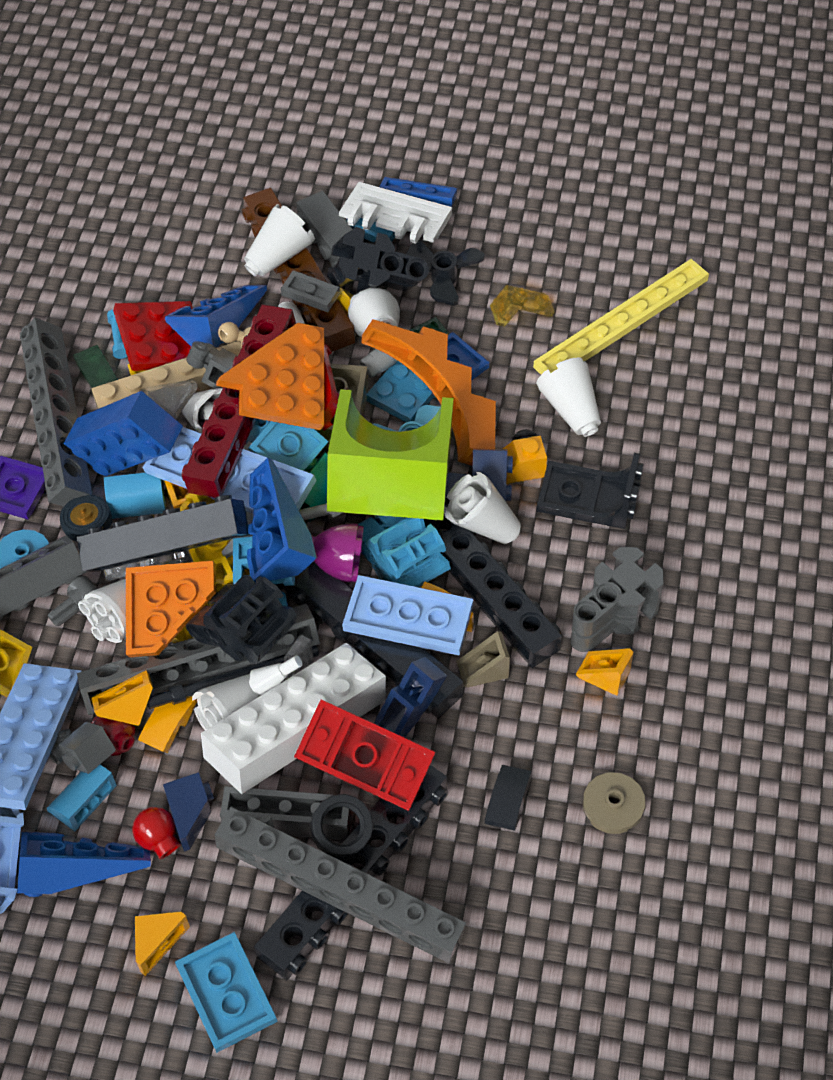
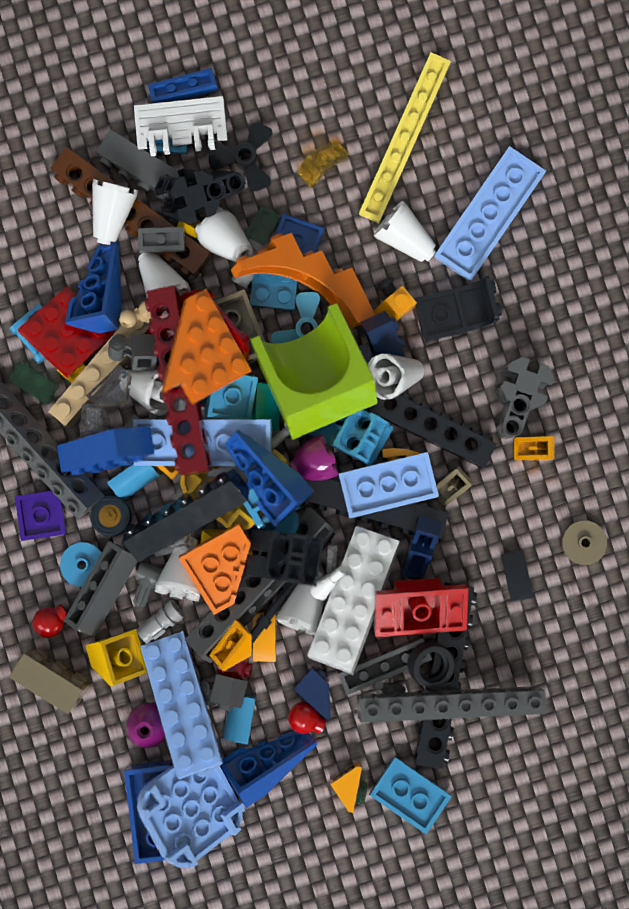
camera: 30 degrees left, 30 degrees up
(63, 647) = (157, 624): none -> light grey axle
(165, 954) = (361, 793): none -> clear green tile
(679, 421) = (489, 213): none -> light blue plate

